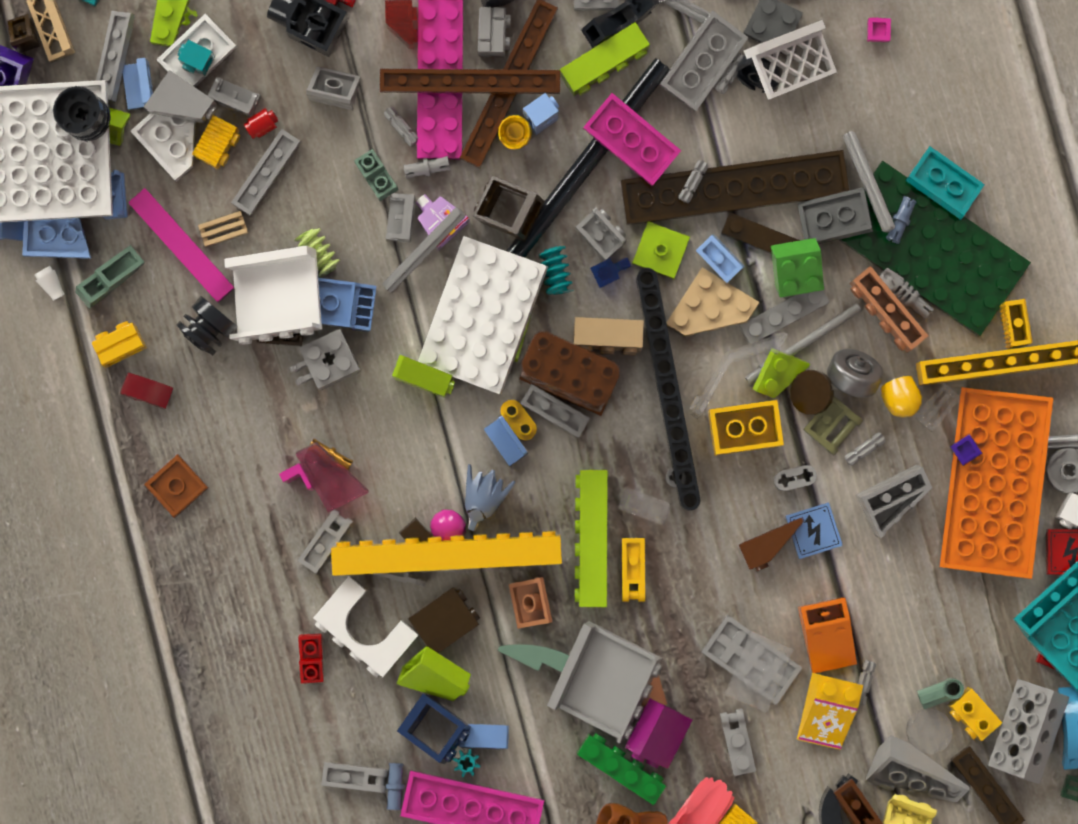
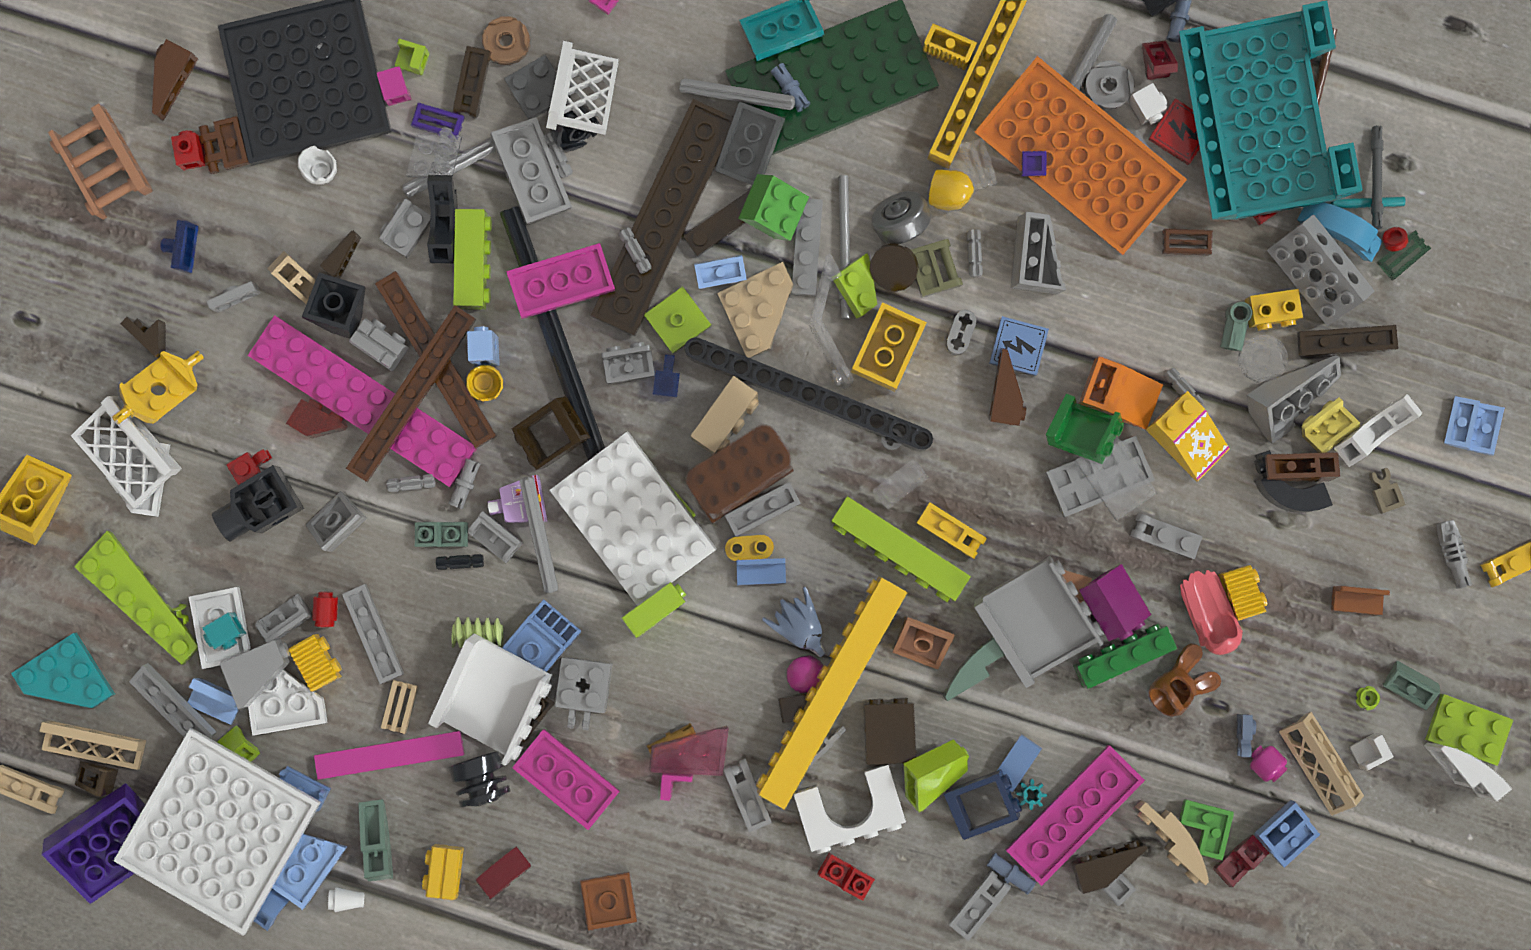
camera: 60 degrees left, 0 degrees up
(70, 111) = (197, 781): black wheel -> none
(248, 392) = (566, 779): none -> dark pink plate
(364, 203) = (459, 561): none -> black axle
(555, 271) = (636, 427): teal piece -> none
(779, 623) = (1084, 430): none -> green panel
(888, 309) = (864, 151): nougat brick -> none
(904, 293) = (858, 128): light grey hinge -> none
(973, 595) = (1187, 251): none -> reddish brown tile

